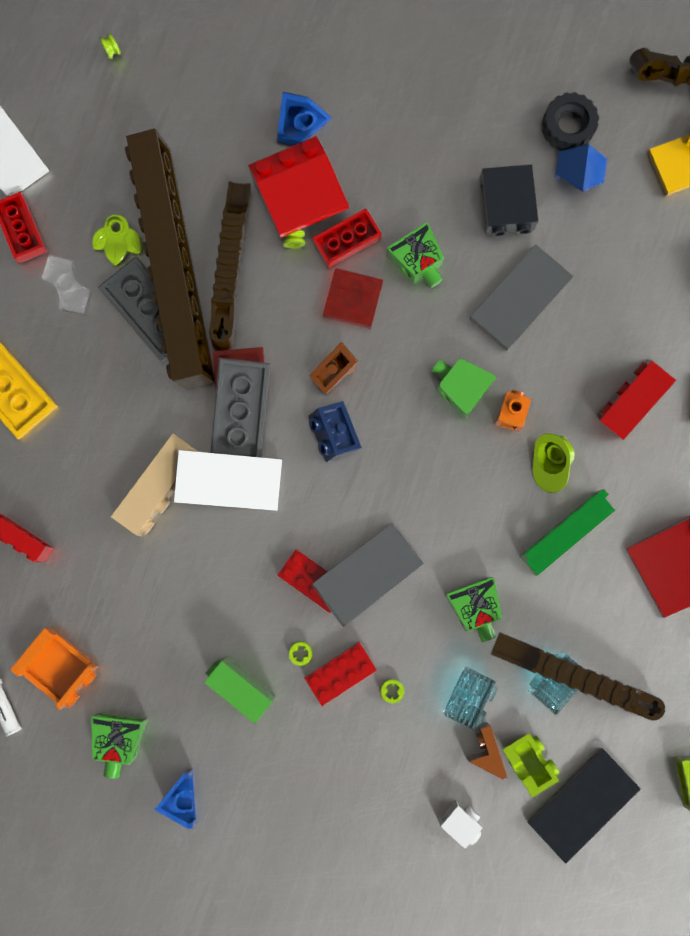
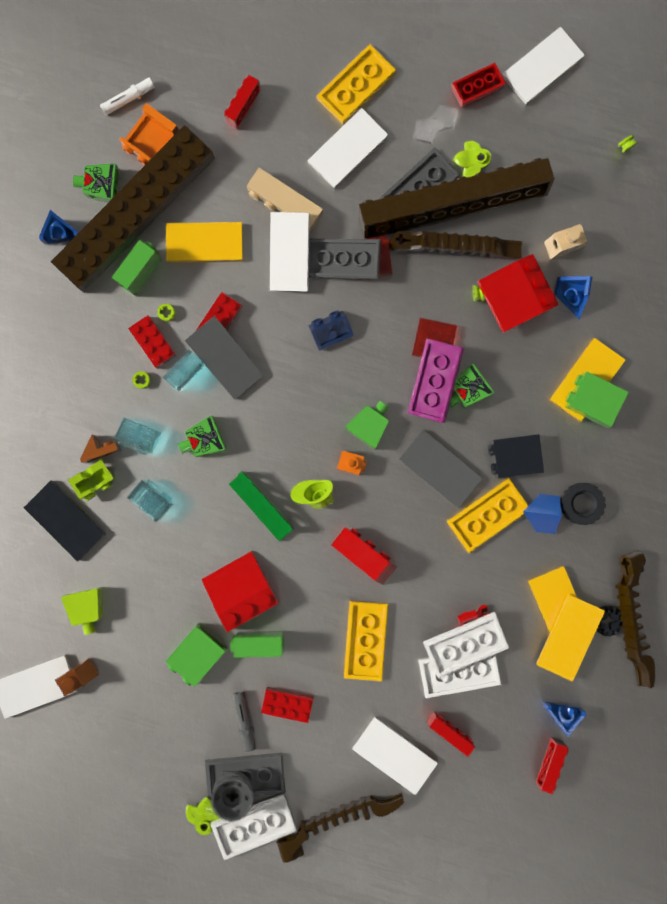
camera: 90 degrees right, 5 degrees up
(91, 400) = (347, 148): none -> white tile
(157, 694) = (133, 209): none -> dark brown brick
(206, 598) = (204, 242): none -> yellow tile
(233, 121) = (567, 241): none -> tan torso
(334, 368) = (377, 326): dark orange slope -> none
(347, 238) = (480, 333): red piece -> none
(383, 630) = (183, 370): none -> clear light blue brick
(408, 295) = (435, 380): none -> magenta tile
(411, 110) = (595, 359): none -> yellow tile
(439, 96) = (596, 399): none -> bright green brick
(461, 824) = (48, 432): white brick -> none
(577, 677) = (163, 478): dark brown piece -> none
(582, 240) = (488, 515): none -> yellow tile

